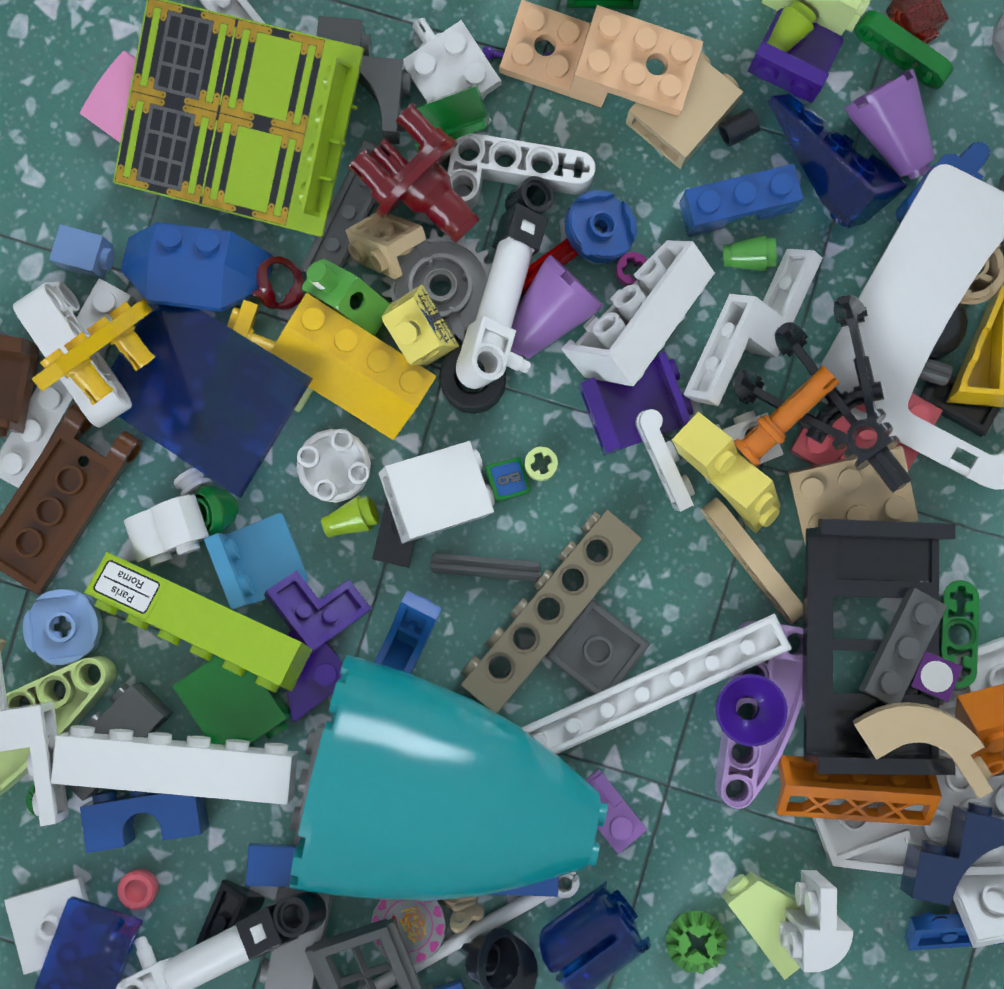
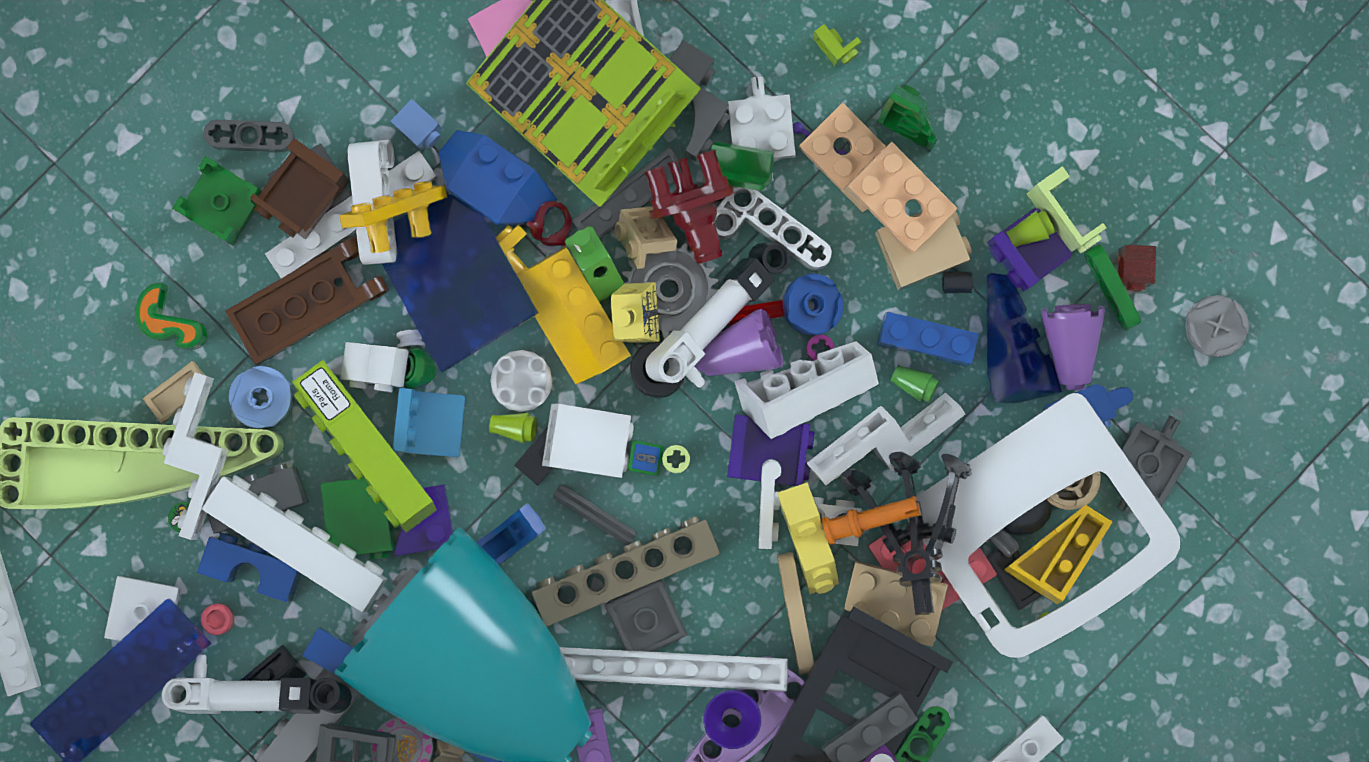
camera: 25 degrees right, 0 degrees up
(316, 620) = (447, 487): dark purple plate -> none

